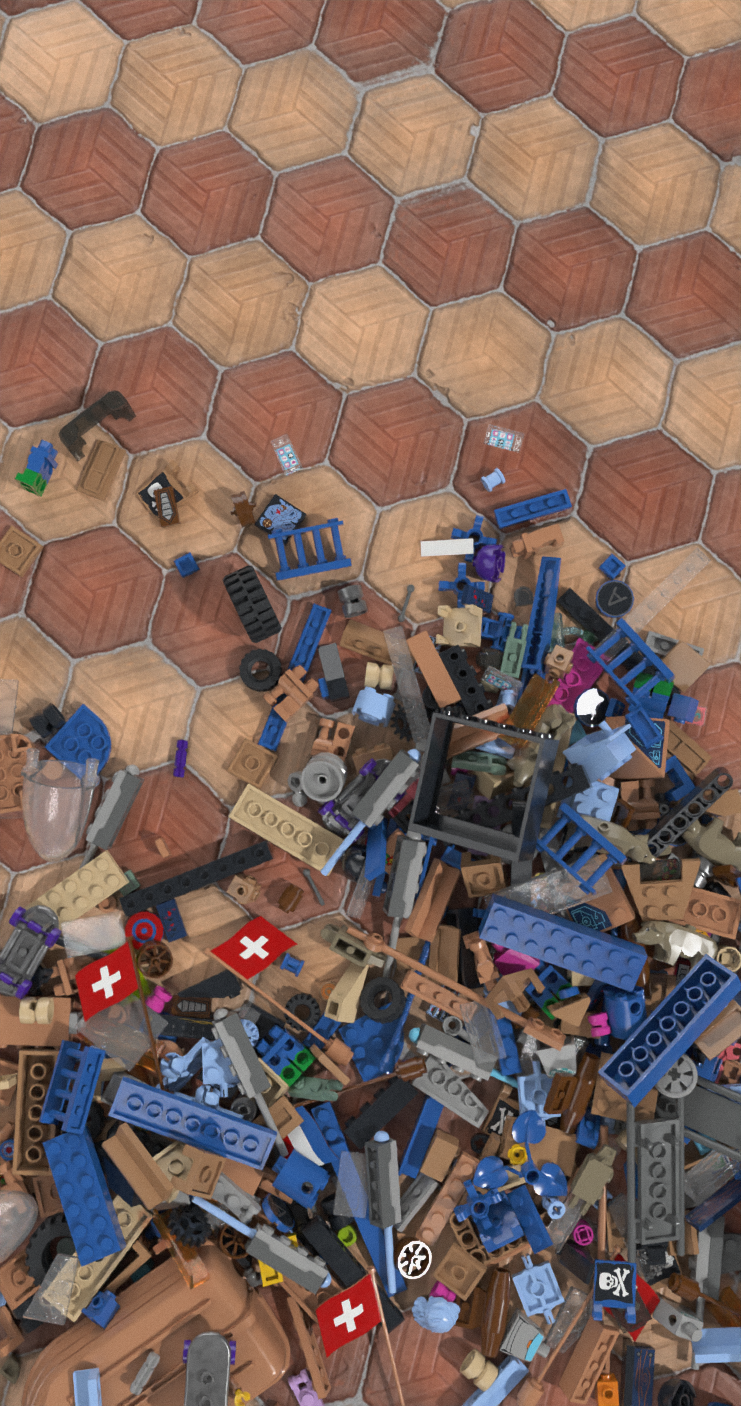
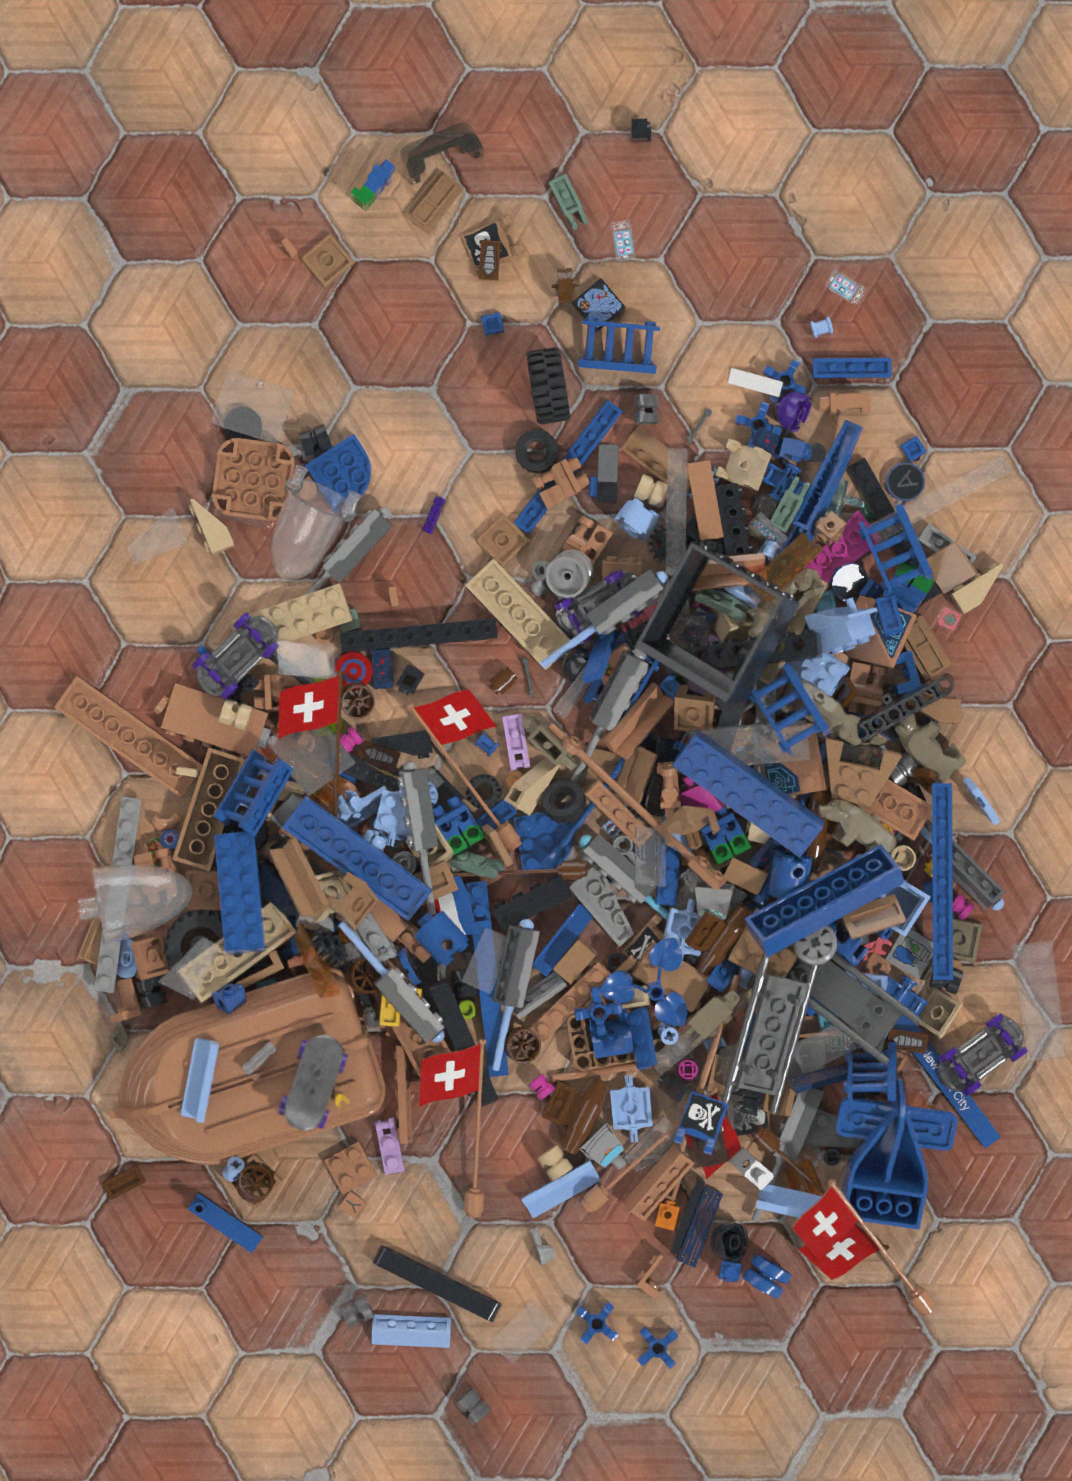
camera: 10 degrees right, 5 degrees up
(194, 929) = (412, 673): none -> black brick
(224, 432) = (567, 199): none -> sand green hinge
(244, 889) = (462, 659): medium nougat brick -> none
(273, 350) = (640, 130): none -> black brick
(319, 953) = (516, 741): none -> lavender plate
(435, 1314) = (529, 1099): light blue hair -> none
(459, 1271) = (563, 1068): medium nougat tile -> none
(503, 598) = (795, 450): none -> blue brick
(512, 1155) = (643, 975): yellow plate -> none
(568, 992) = (741, 842): blue tile -> none
(571, 1009) = (738, 858): medium nougat slope -> none
(599, 1019) = (761, 875): dark pink wheel -> none
(683, 708) = (936, 609): blue brick -> none
(713, 682) = (973, 594): none -> tan slope

